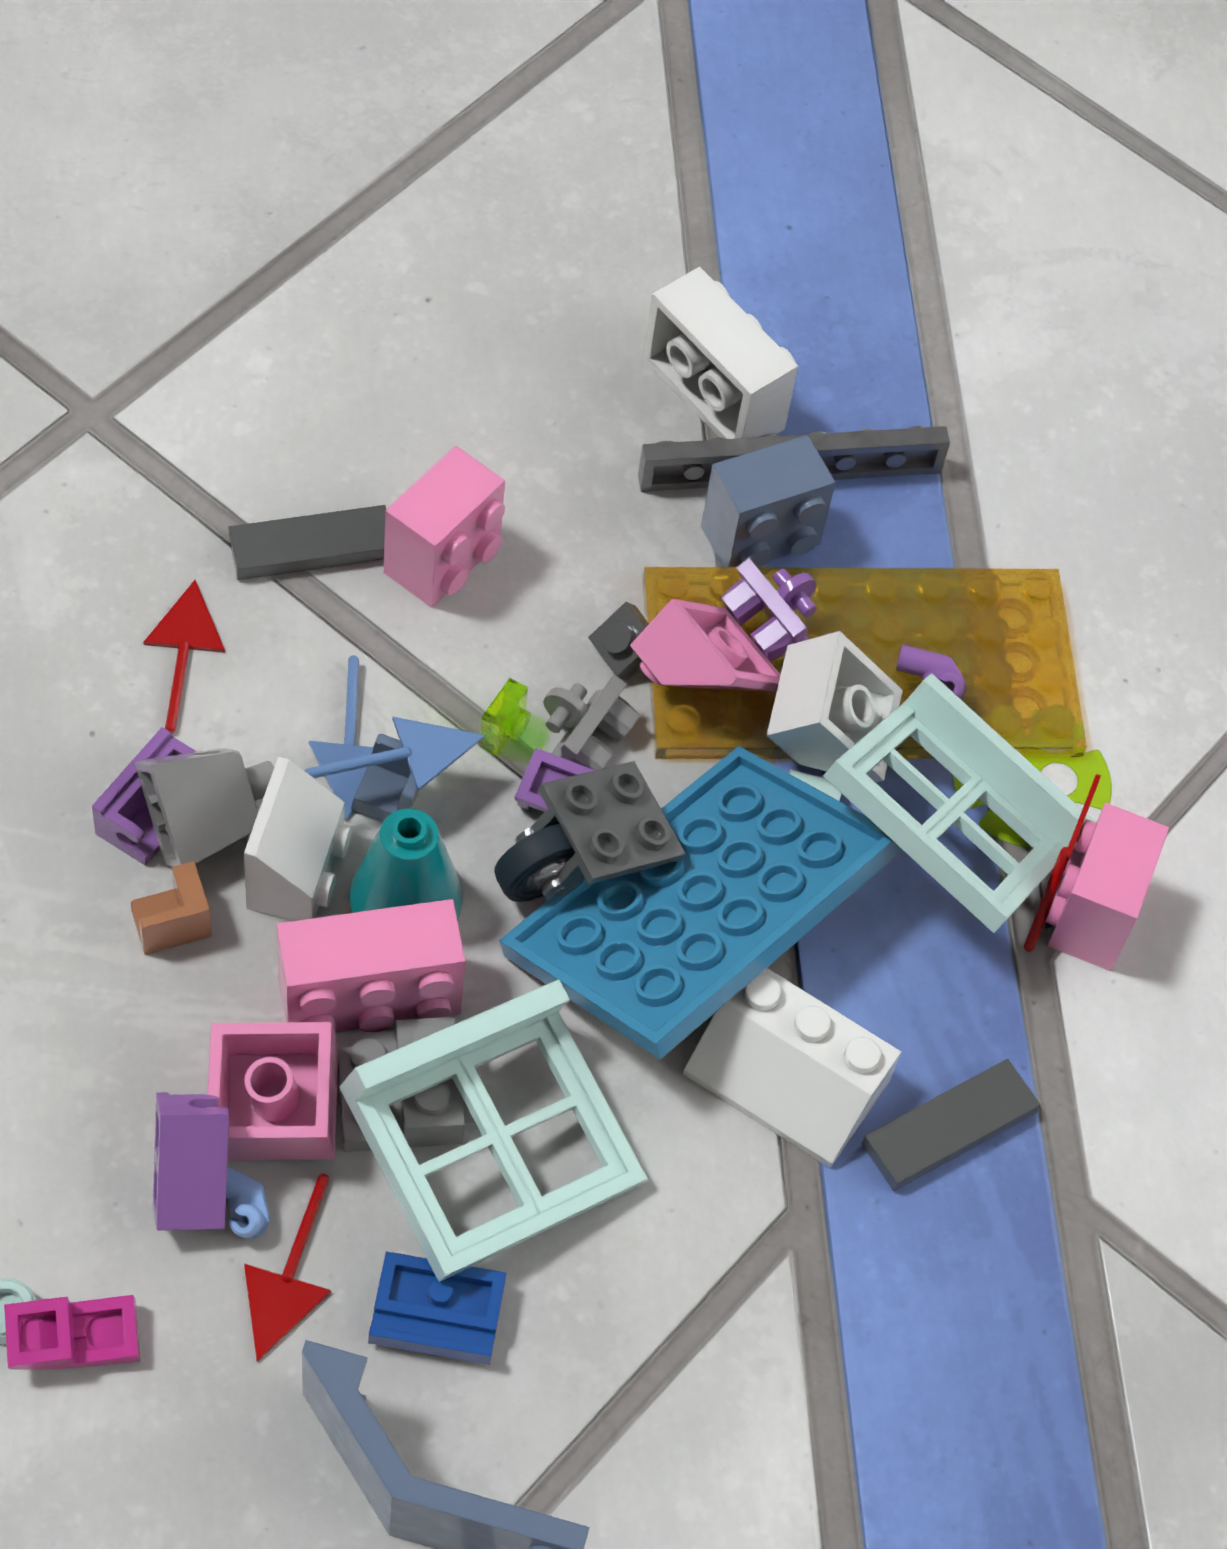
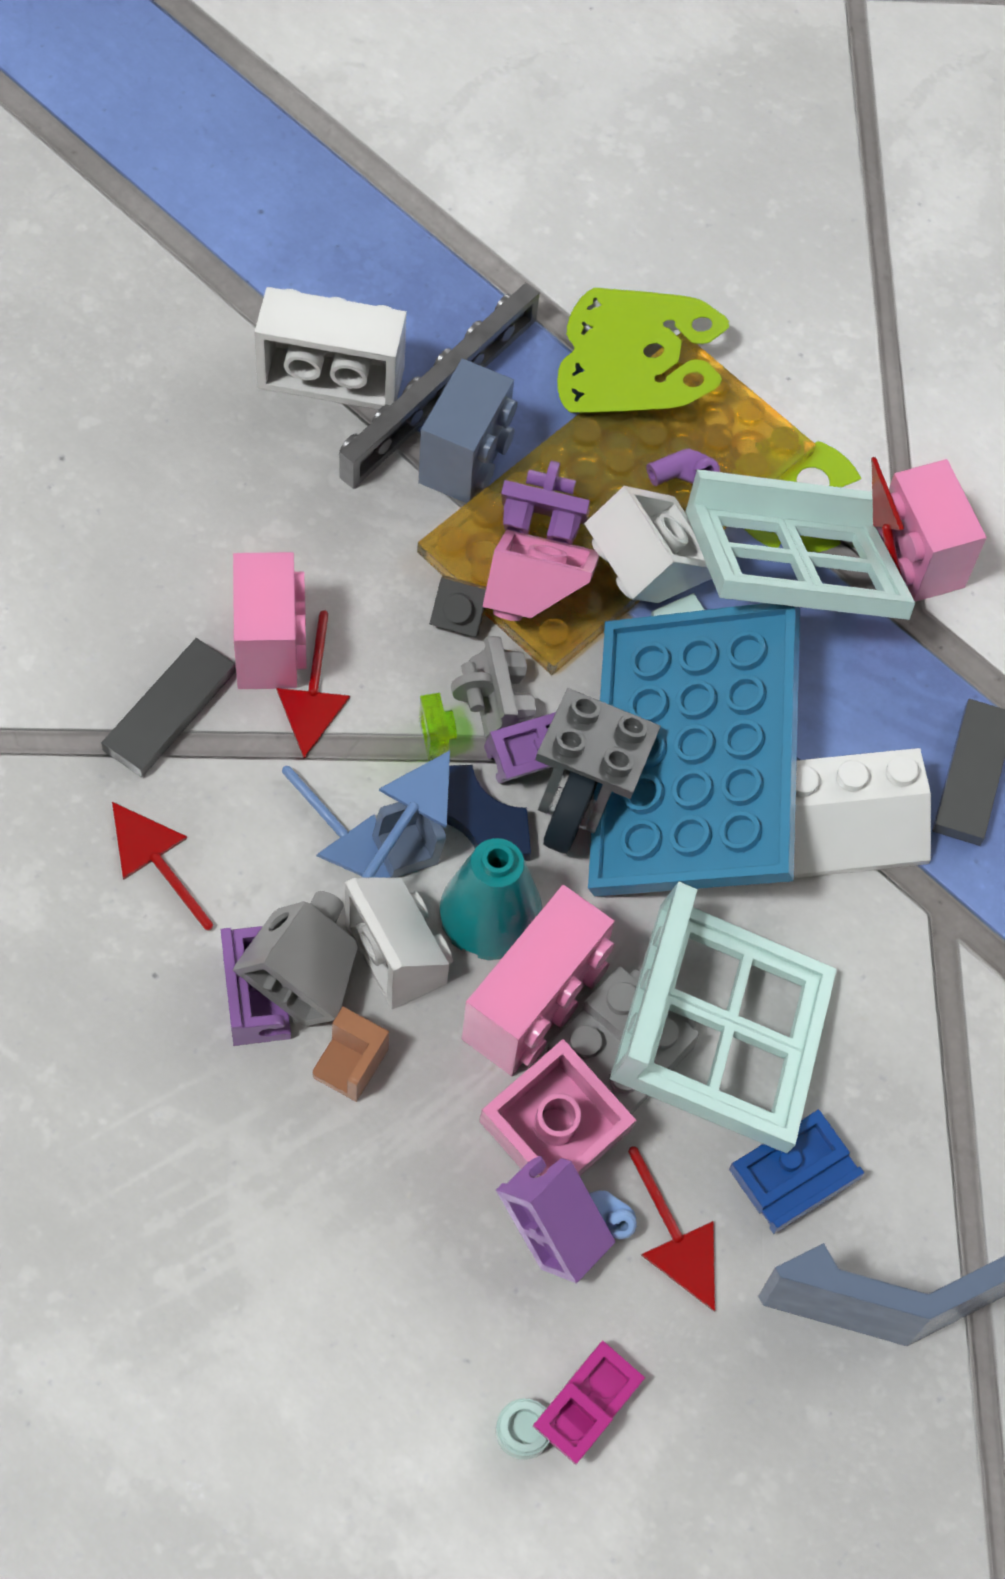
camera: 40 degrees left, 5 degrees up
(425, 633) = (311, 710): none -> red piece
(474, 829) = (481, 815): none -> dark blue tile
(972, 544) = (613, 354): none -> lime piece

